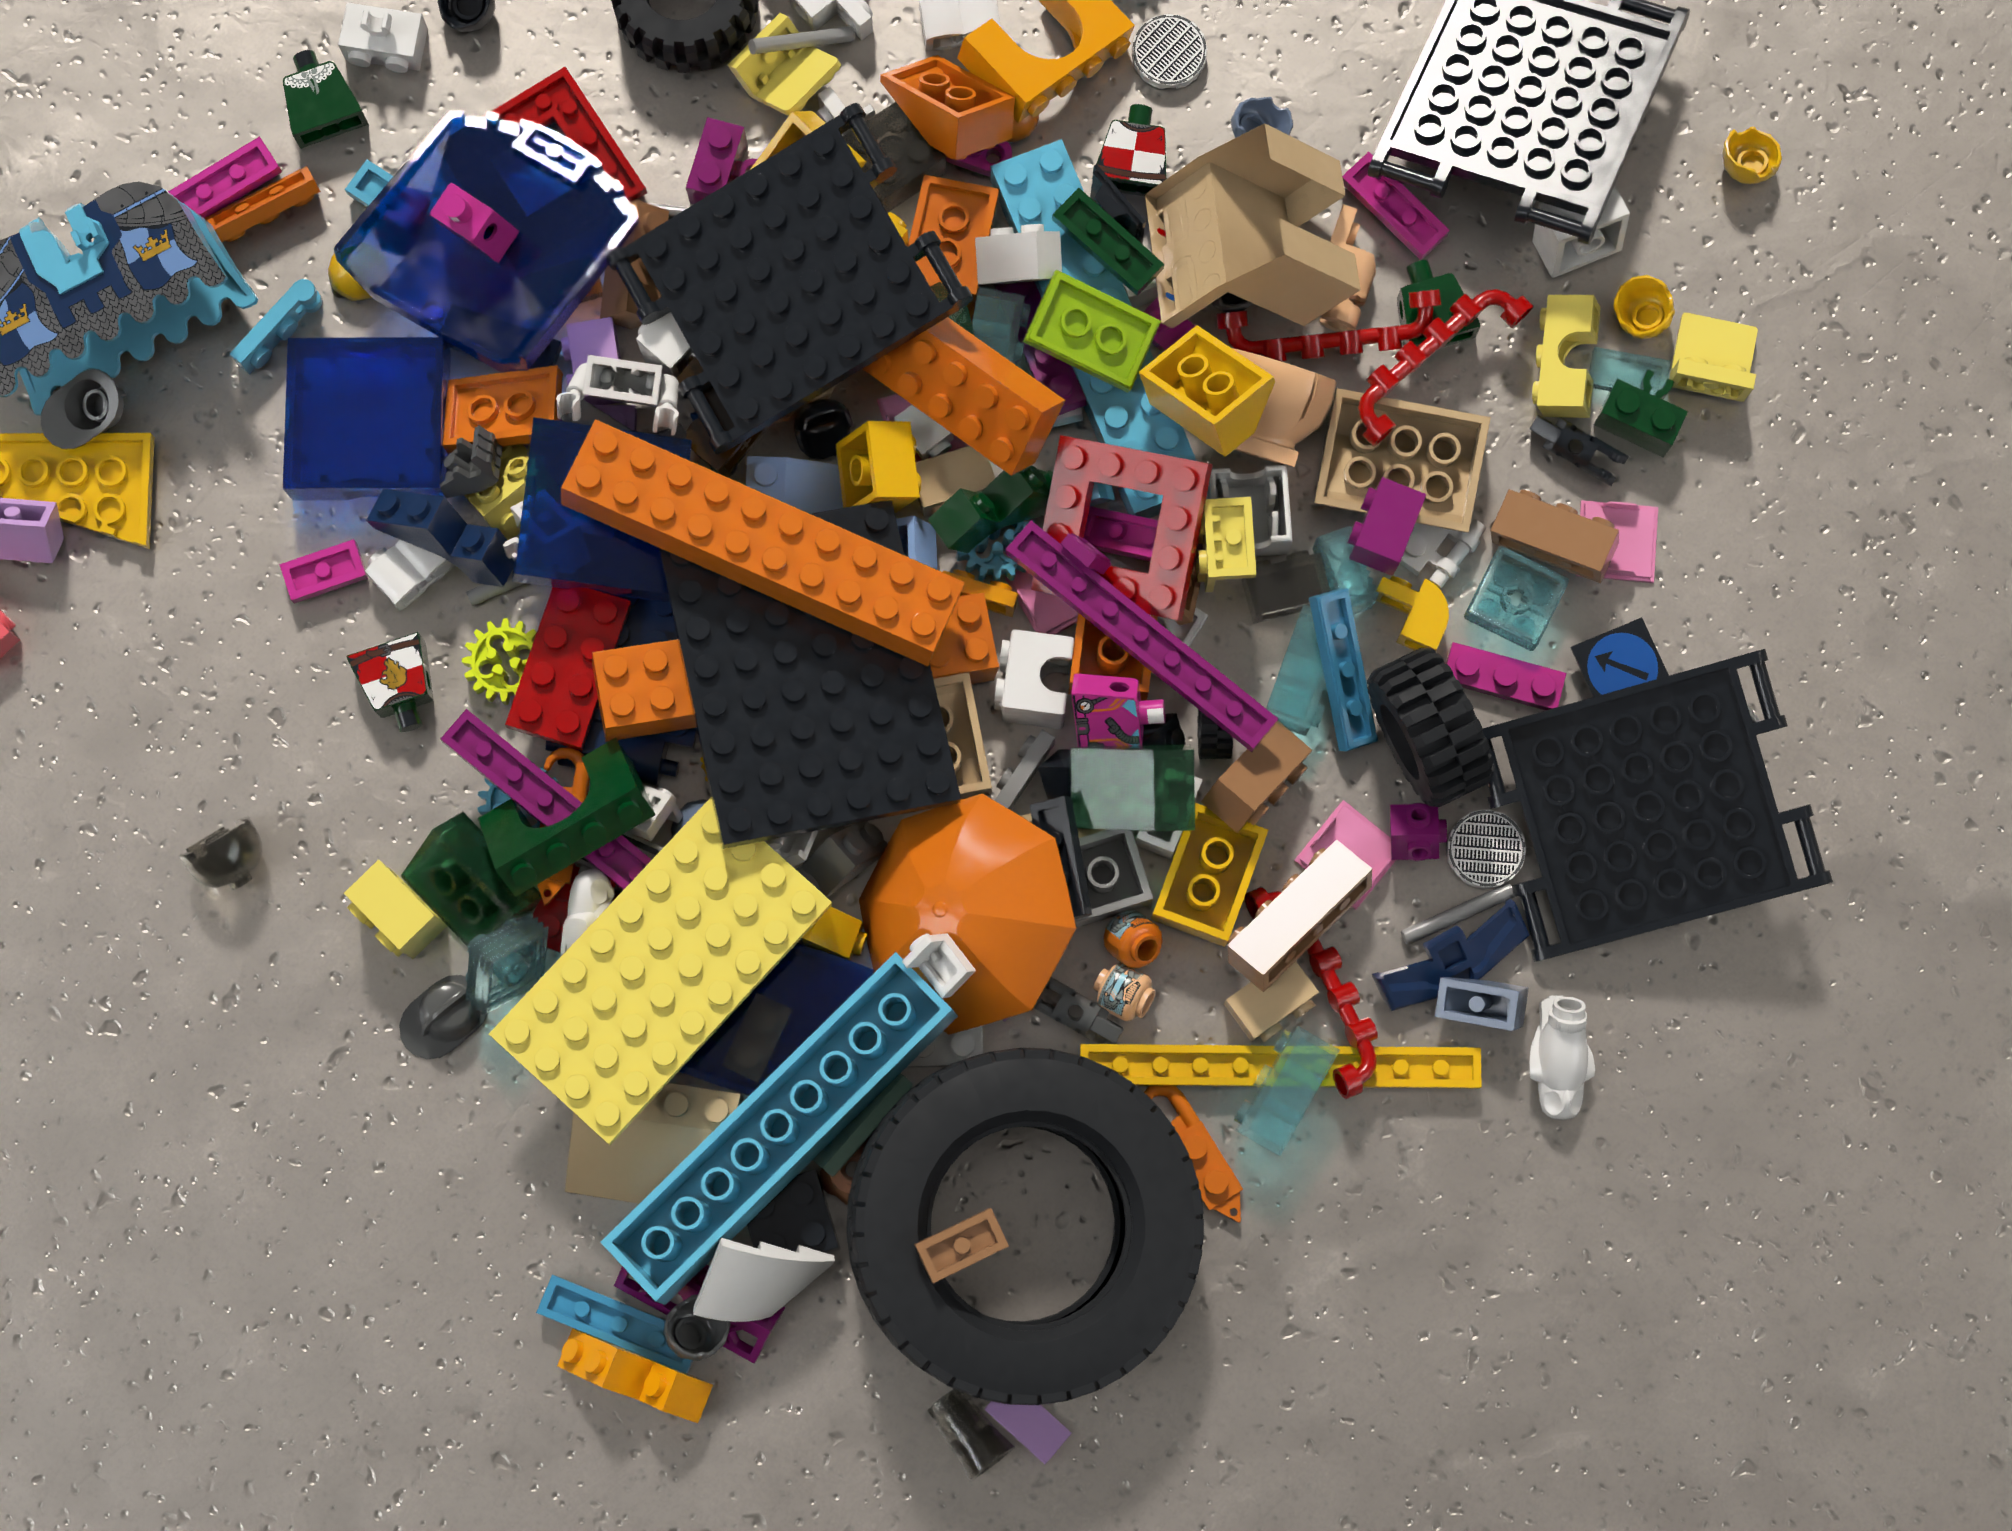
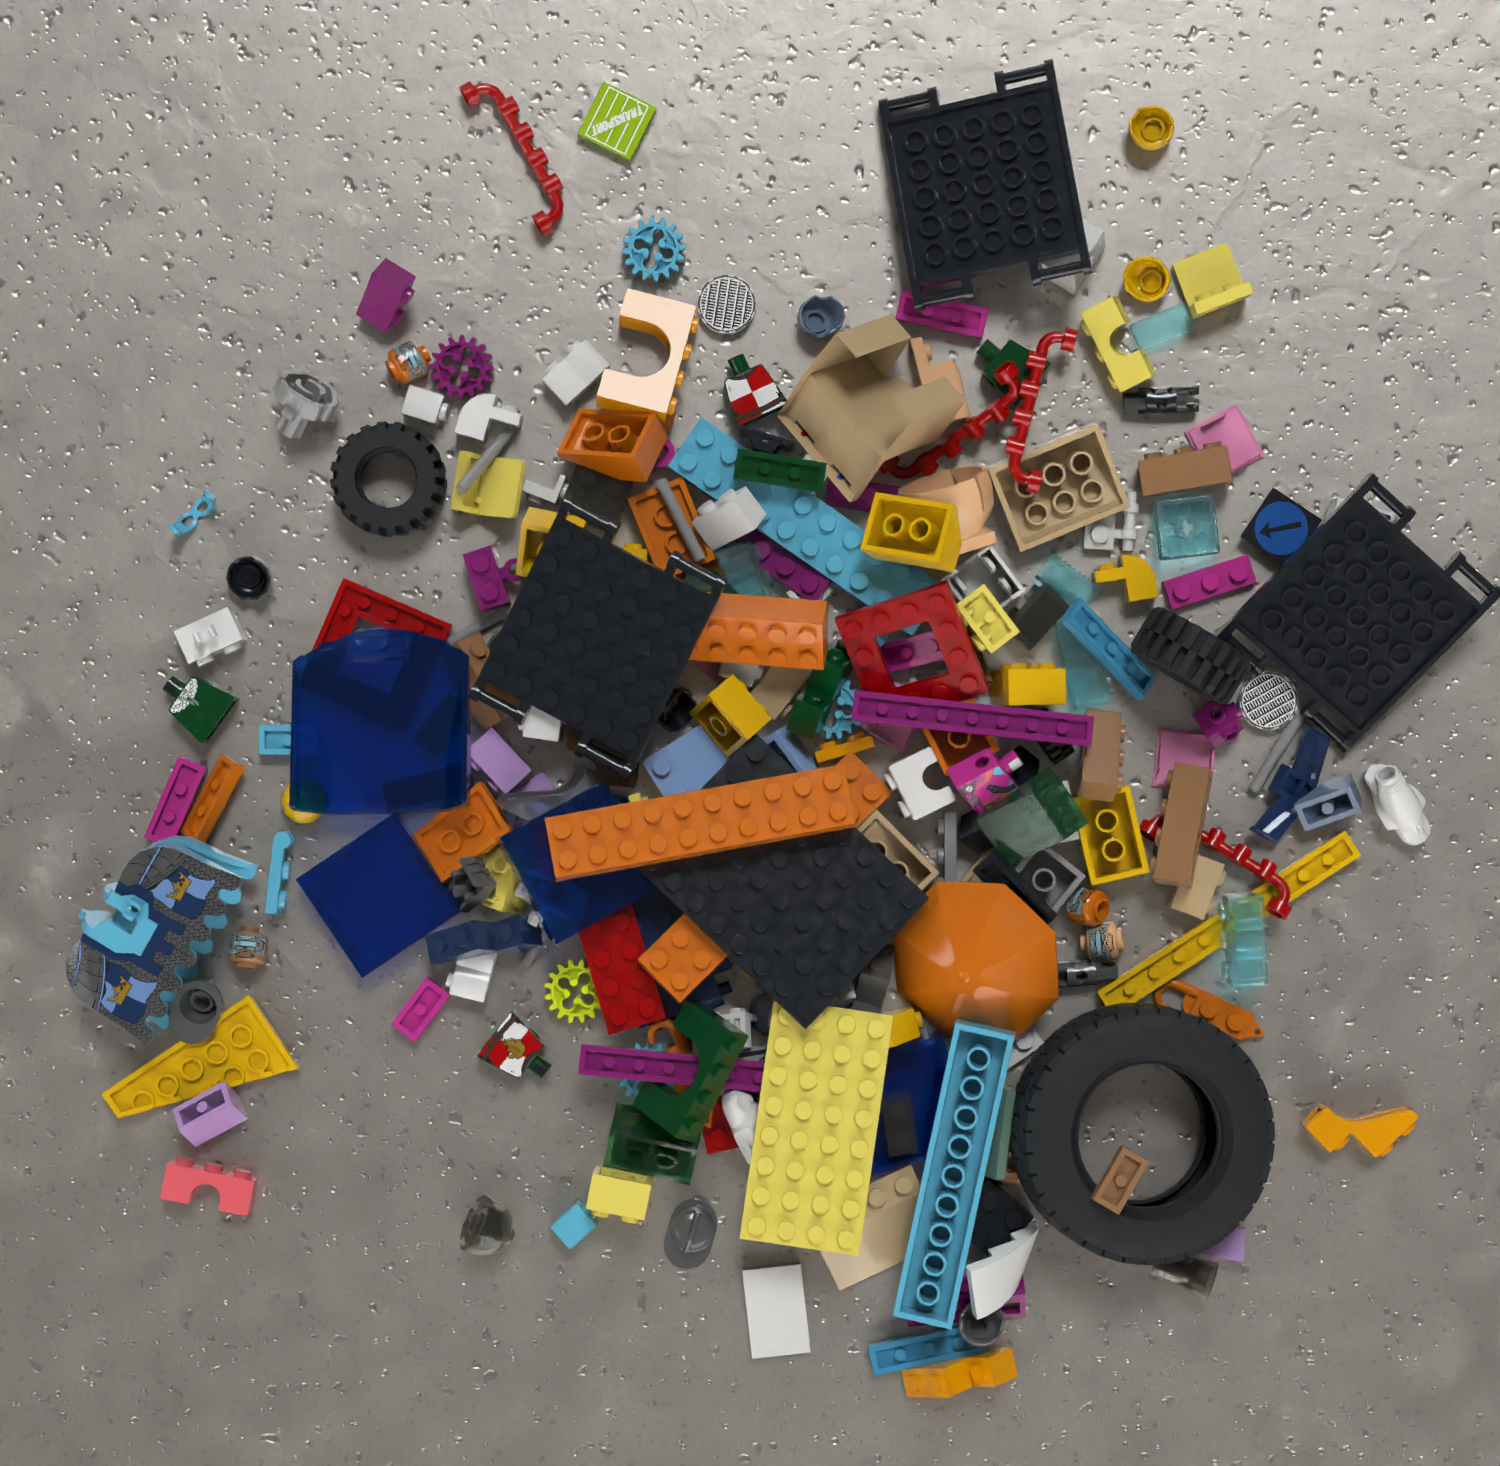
camera: 30 degrees left, 10 degrees up
(185, 383) = (248, 948): none -> head
(322, 915) = (574, 1224): none -> medium azure brick
(470, 218) = (362, 725): dark pink torso -> none
(478, 1166) = (776, 1310): none -> white tile
(506, 962) = (712, 1181): clear light blue brick -> none
(623, 382) = (537, 769): white torso -> none
(940, 962) = (988, 1011): white bracket -> none
(965, 226) = (680, 520): none -> light grey bar
(1086, 553) = (903, 688): magenta tile -> none
(1092, 331) = (809, 538): lime tile -> none
(1231, 646) = (1032, 686): none -> yellow brick
(1289, 1415) = (1373, 1131): none -> light orange arch
(1386, 526) = (1078, 541): magenta brick -> none
(1642, 416) = (1190, 353): dark green brick -> none

